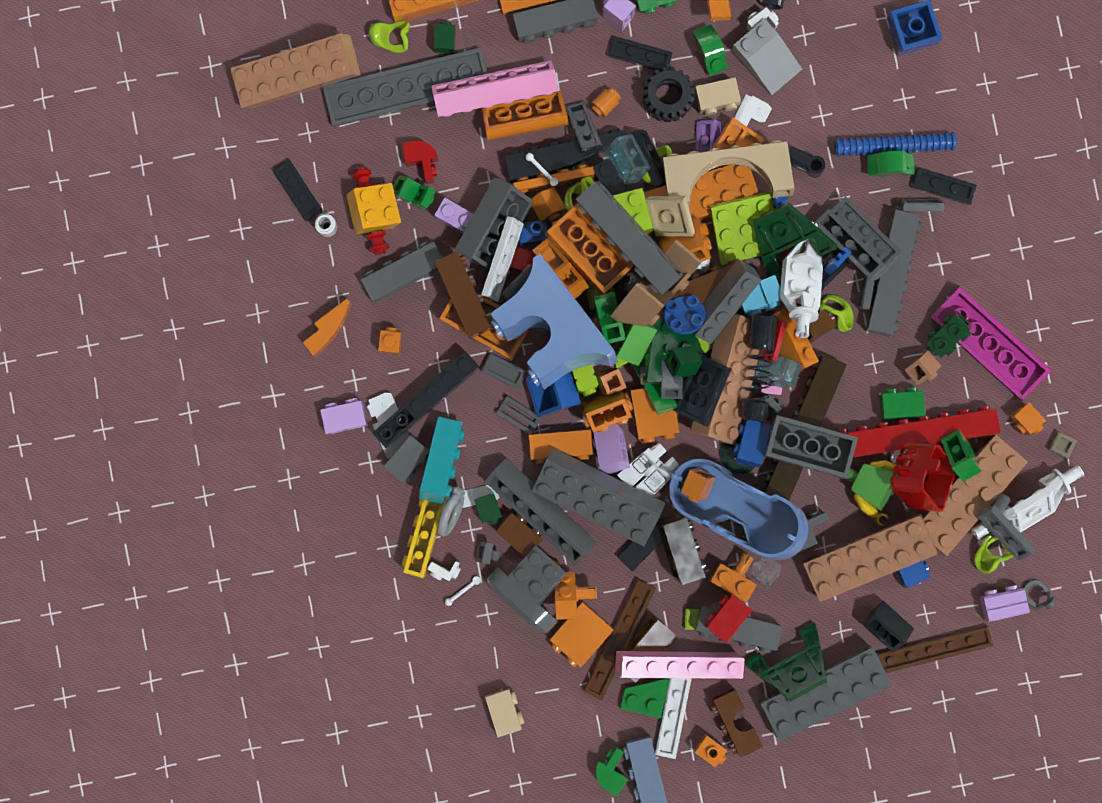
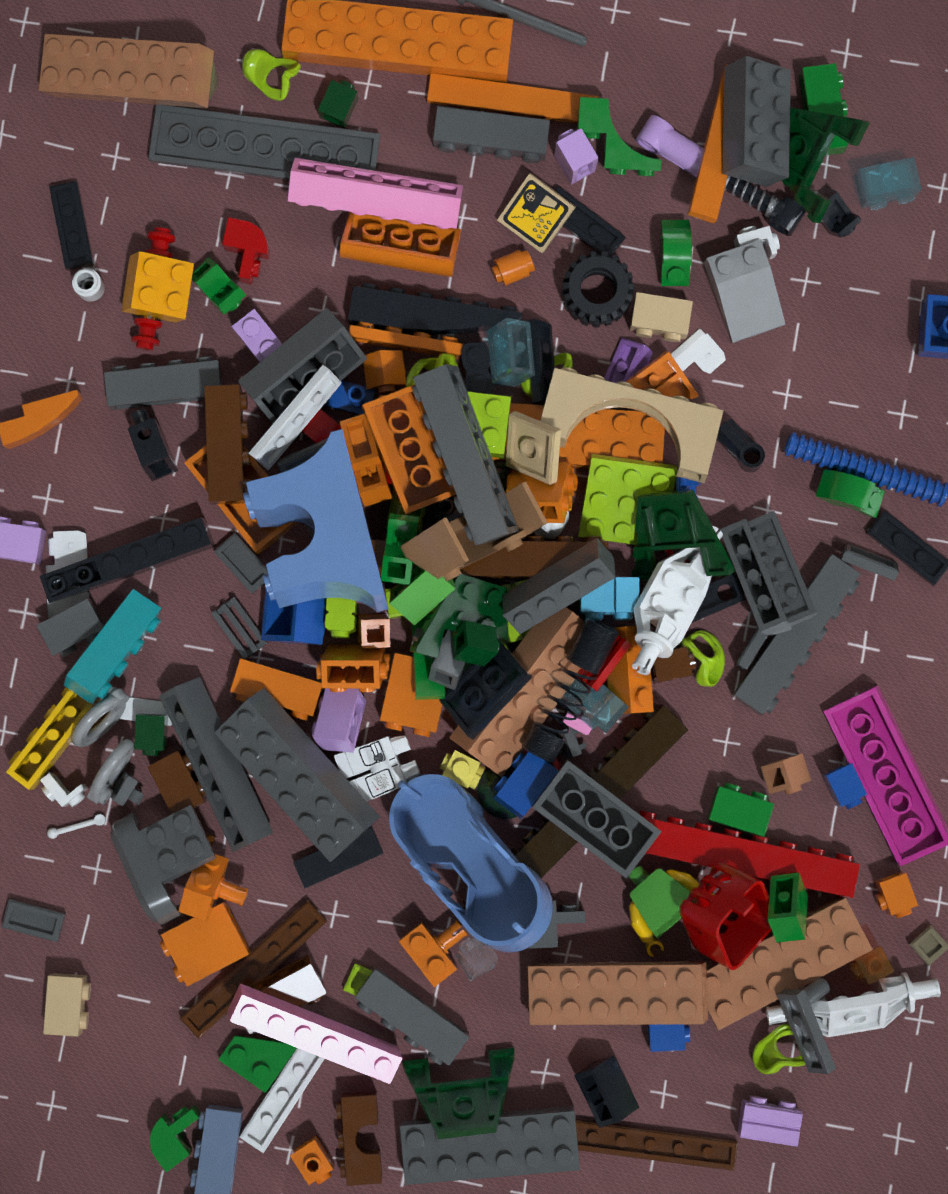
camera: 15 degrees right, 0 degrees up
(390, 341) = (111, 467): orange brick -> none
(411, 316) = (151, 446): none -> black torso
(459, 665) = (33, 920): none -> dark grey tile
(470, 558) = (110, 772): none -> light grey piece
(553, 181) = (403, 343): white hinge -> none
(584, 128) = (470, 290): black tile -> none
(606, 59) = (536, 213): none -> tile
(681, 548) = (378, 884): brick -> none
(684, 314) = (500, 582): blue dish -> none
(698, 484) = (432, 809): orange brick -> none
(706, 450) = (462, 769): none -> light yellow brick
(727, 617) = (400, 998): red brick -> none
(837, 261) = (728, 591): blue tile -> none
(943, 340) = (830, 746): dark green brick -> none
(965, 360) = (845, 786): none -> blue brick
(1031, 473) = (871, 966): none -> clear orange bracket
(1051, 601) = (825, 1145): dark grey piece -> none

